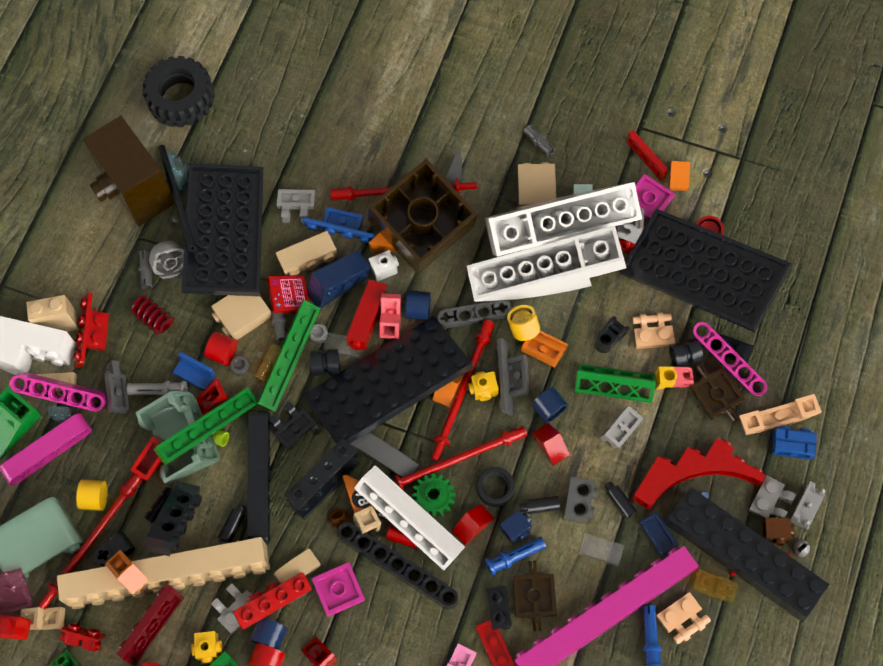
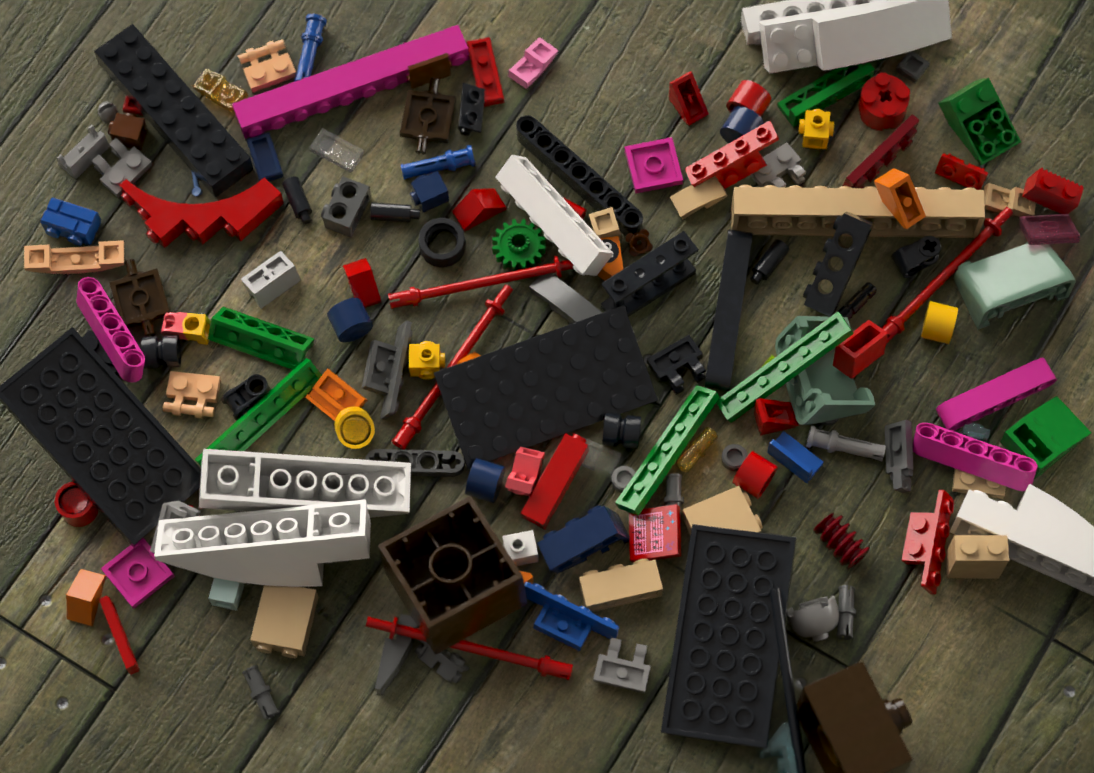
camera: 170 degrees left, 0 degrees up
(542, 633) = (434, 68): none -> reddish brown piece
(596, 320) = (268, 409): none -> green plate

